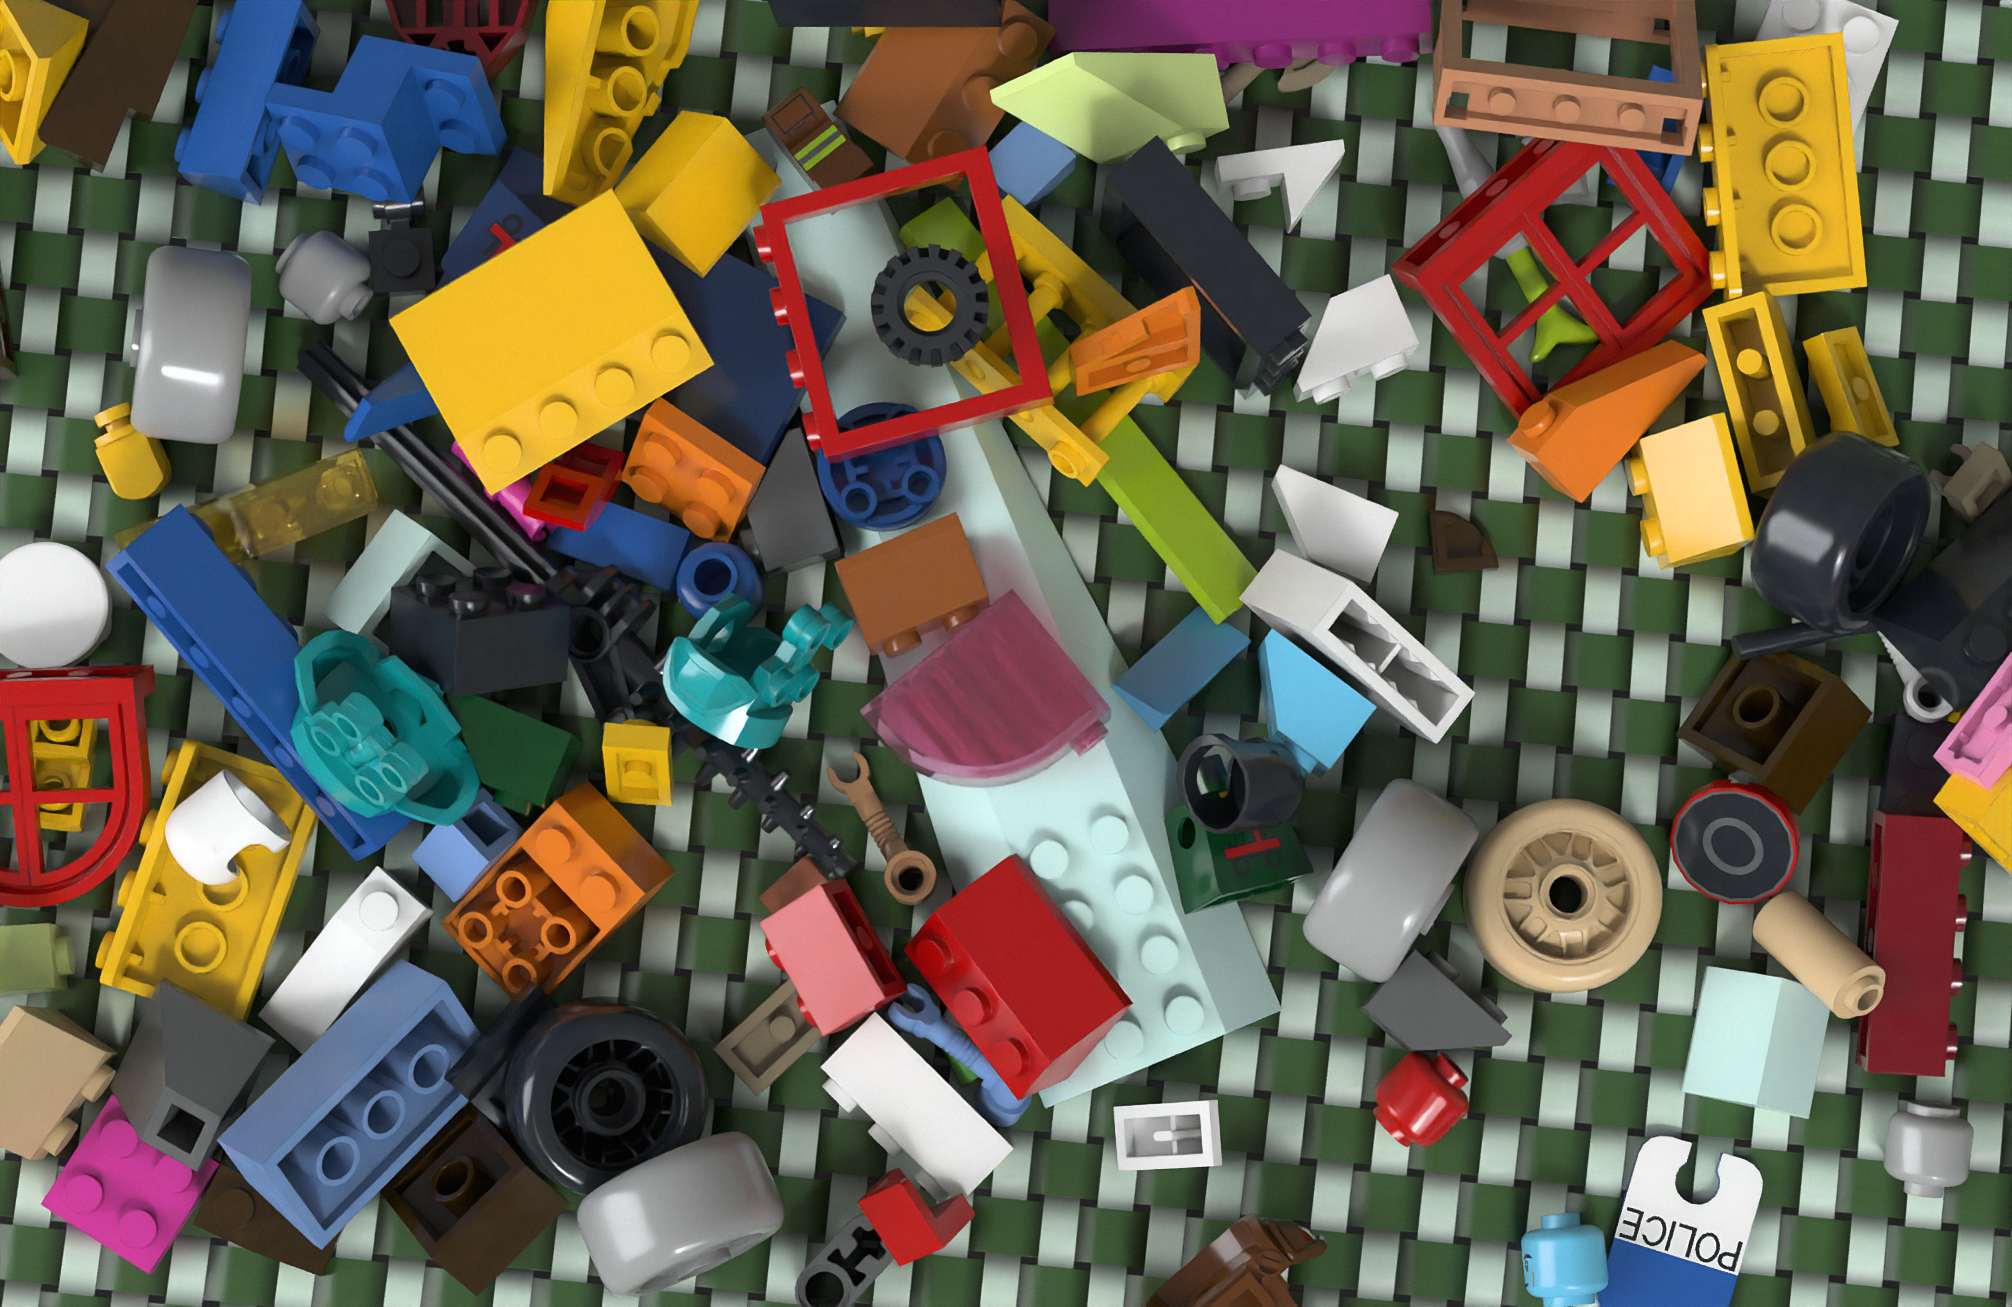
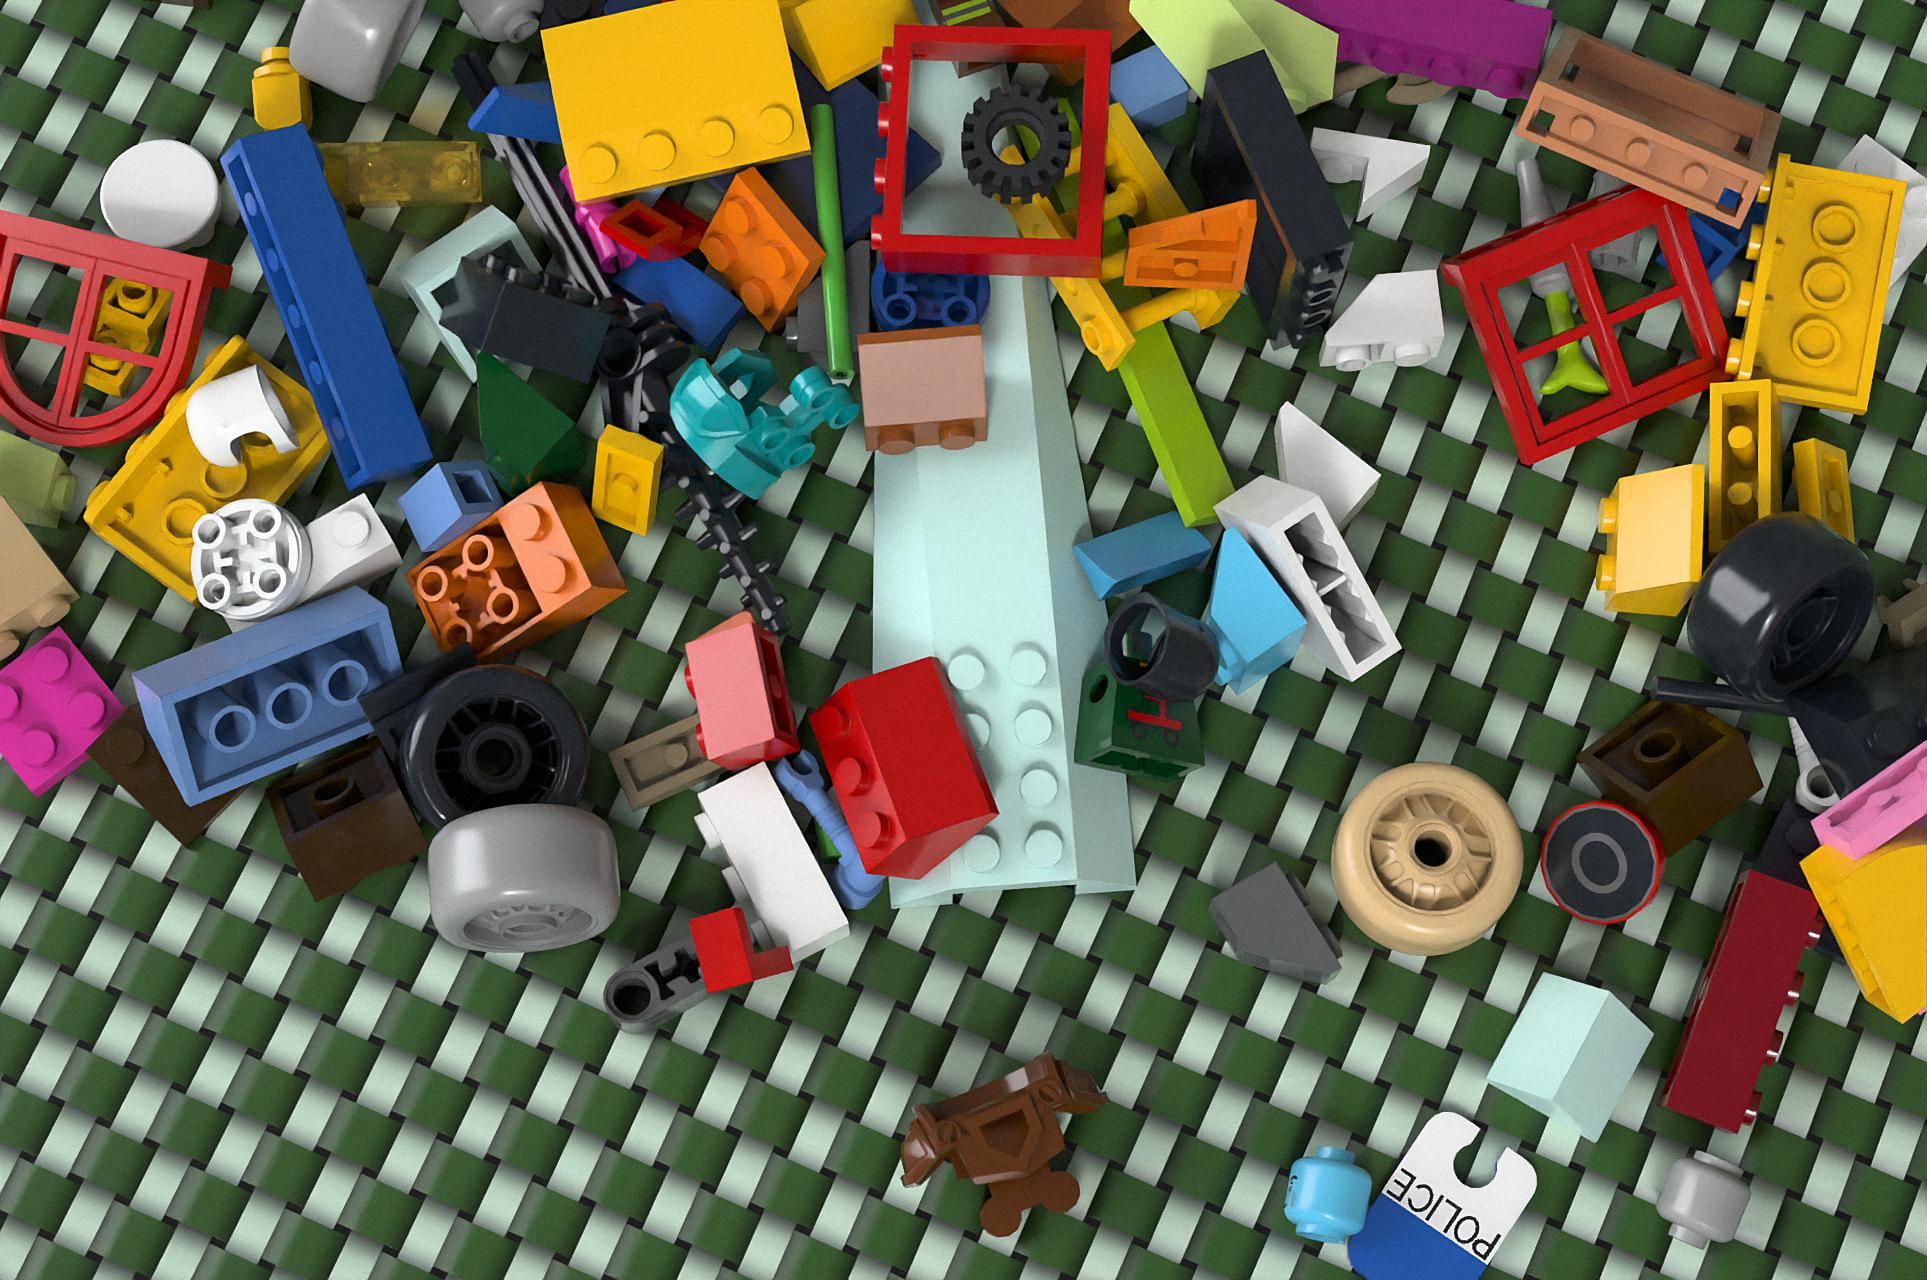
camera: 20 degrees right, 10 degrees down
(188, 1073) = (131, 620): dark grey slope -> none
(286, 972) = (249, 560): none -> white tile
(348, 750) = (397, 372): teal piece -> none
(713, 572) = (759, 331): blue head -> none
(763, 446) = (831, 241): none -> bright green piece
(892, 847) = (833, 643): medium nougat brick -> none
(990, 704) = (956, 516): clear pink brick -> none
(1168, 1135) = (996, 963): white slope -> none
(1390, 880) = (1271, 785): light grey wheel -> none
(1421, 1099) = (1239, 1003): red head -> none
(1458, 545) = (1427, 531): dark brown tile -> none
(1595, 421) = (1573, 457): orange slope -> none
(1819, 955) = (1651, 984): tan brick -> none

